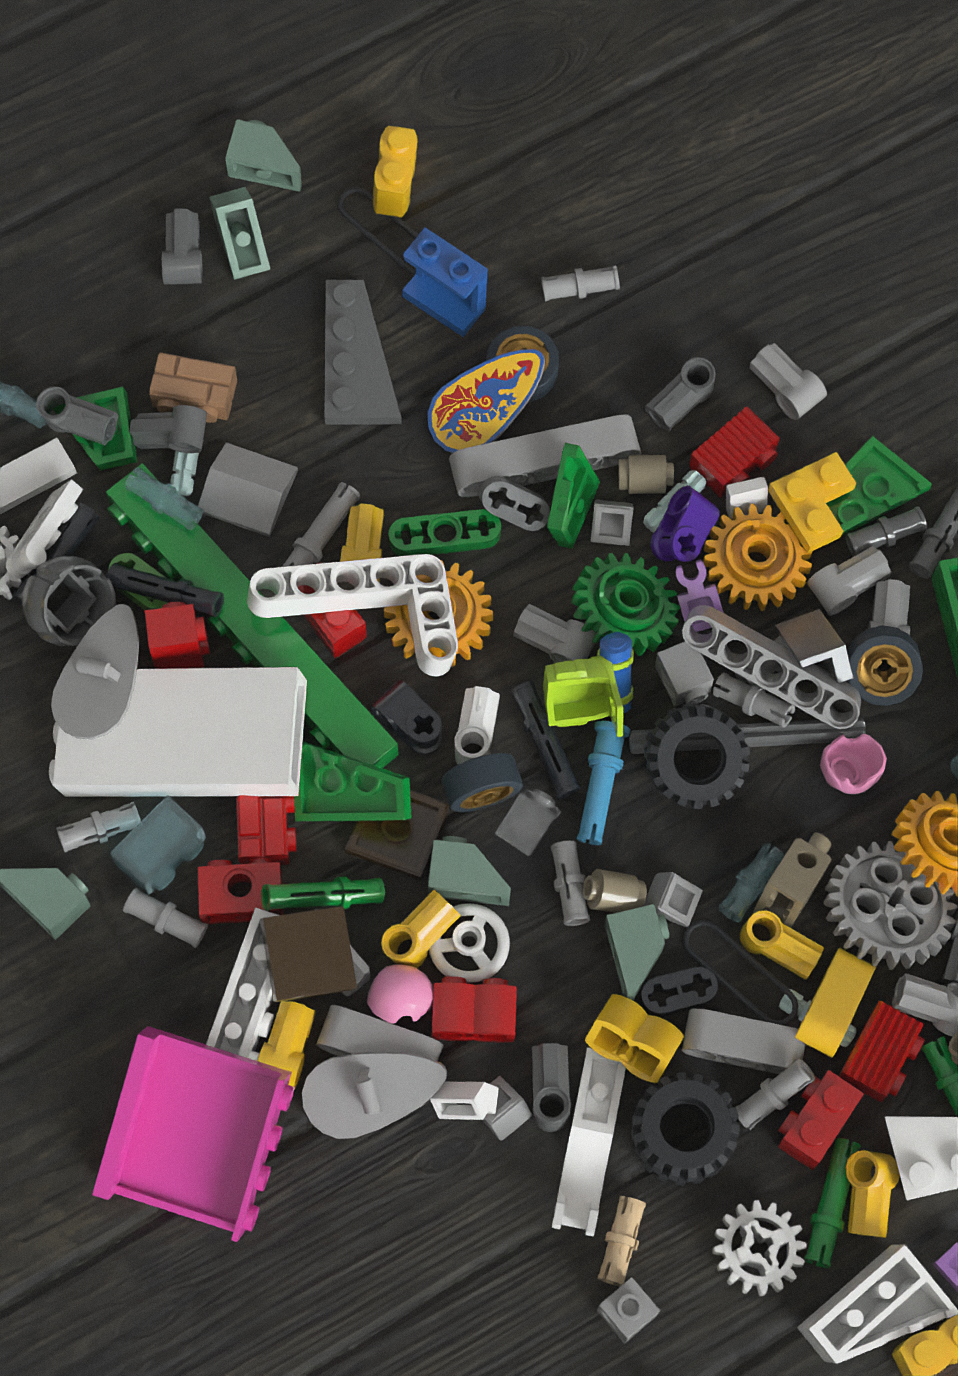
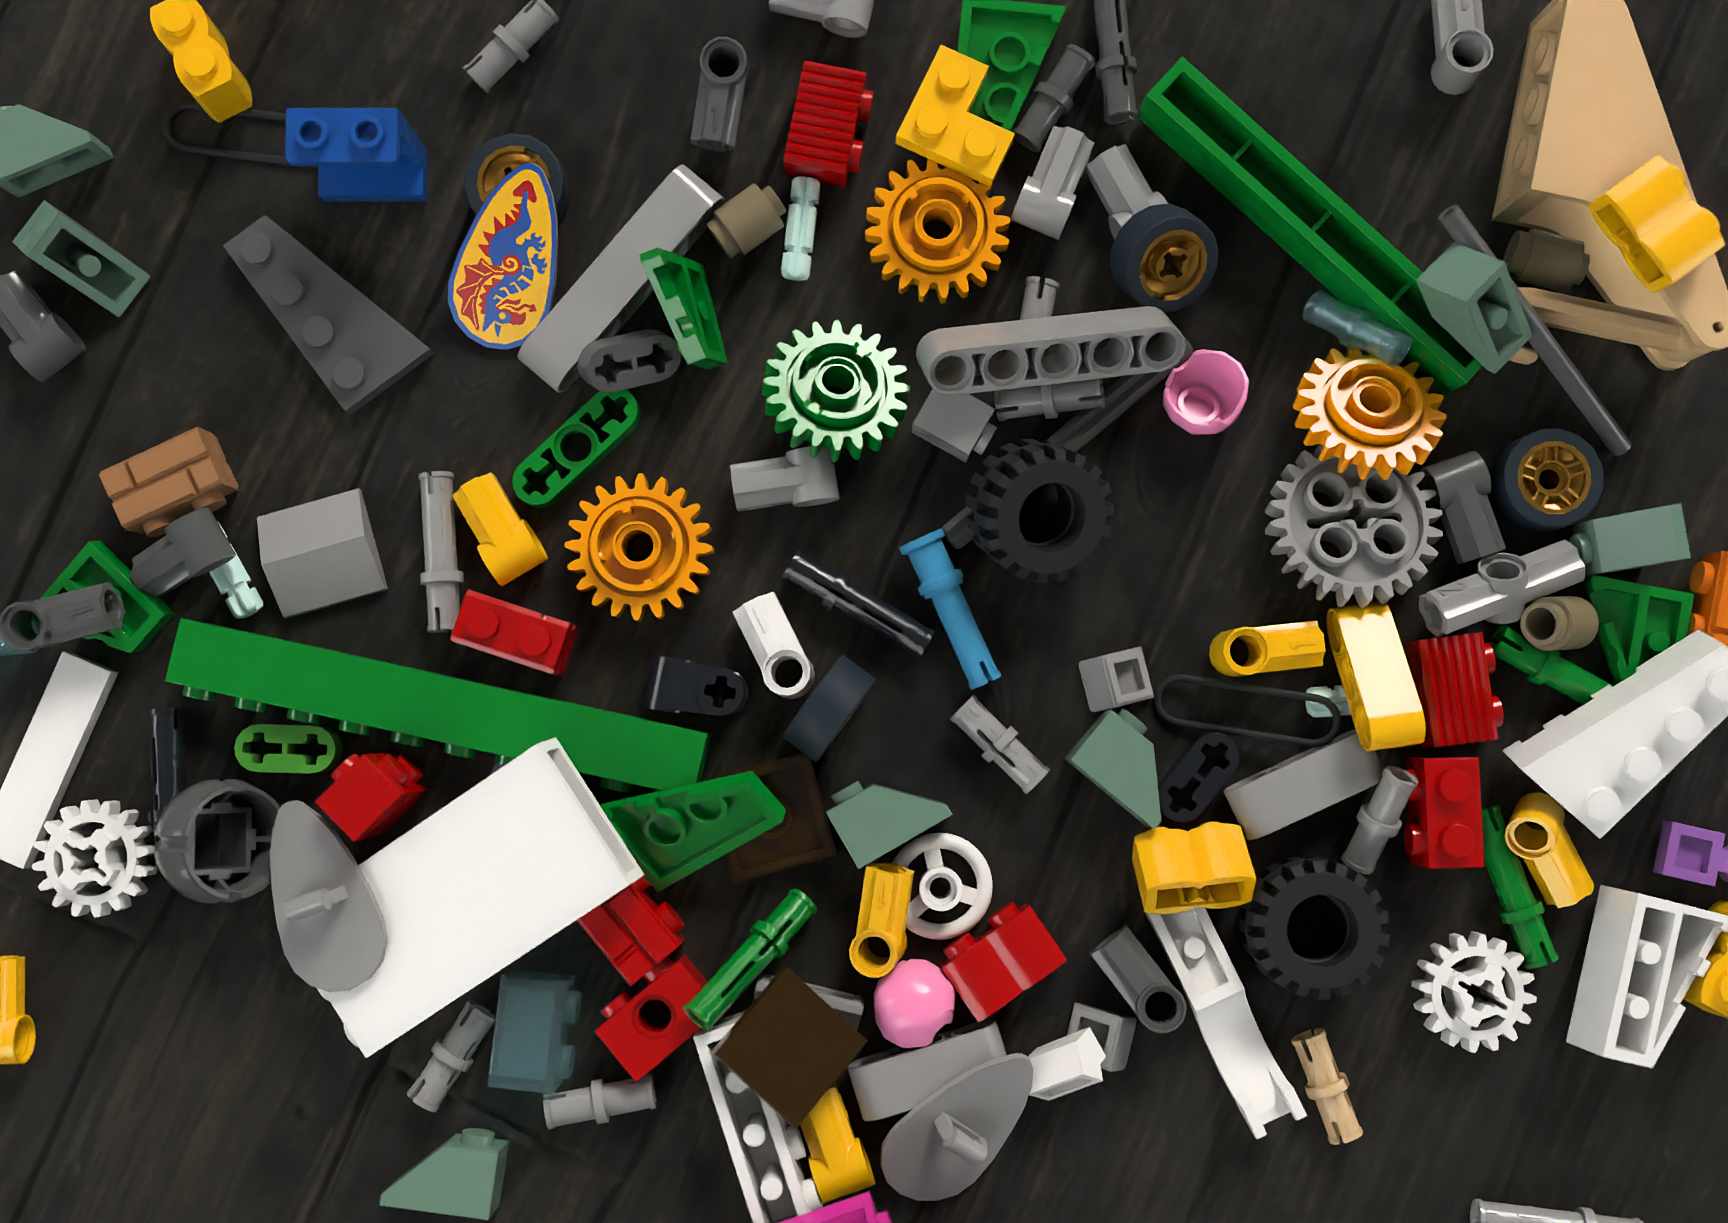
camera: 35 degrees left, 15 degrees up
(43, 530) = (129, 776): white plate -> none
(164, 498) = (236, 645): clear light blue pin -> none
(166, 589) = (373, 732): black pin -> none
(367, 594) = (549, 595): white beam -> none
(528, 820) = (906, 707): clear bracket -> none
(591, 687) = (874, 517): lime piece -> none
(612, 522) = (749, 301): light grey slope -> none
(614, 891) = (1056, 722): dark tan brick -> none
(628, 1310) = (1390, 1159): light grey brick -> none
(686, 523) = (837, 248): dark purple piece -> none
(697, 594) = (907, 322): medium lavender plate -> none
(746, 493) = (874, 165): white tile -> none
(751, 882) = (1189, 602): clear light blue pin -> none
(796, 878) = (1239, 570): dark tan torso -> none
(815, 640) = (1077, 288): dark grey panel -> none

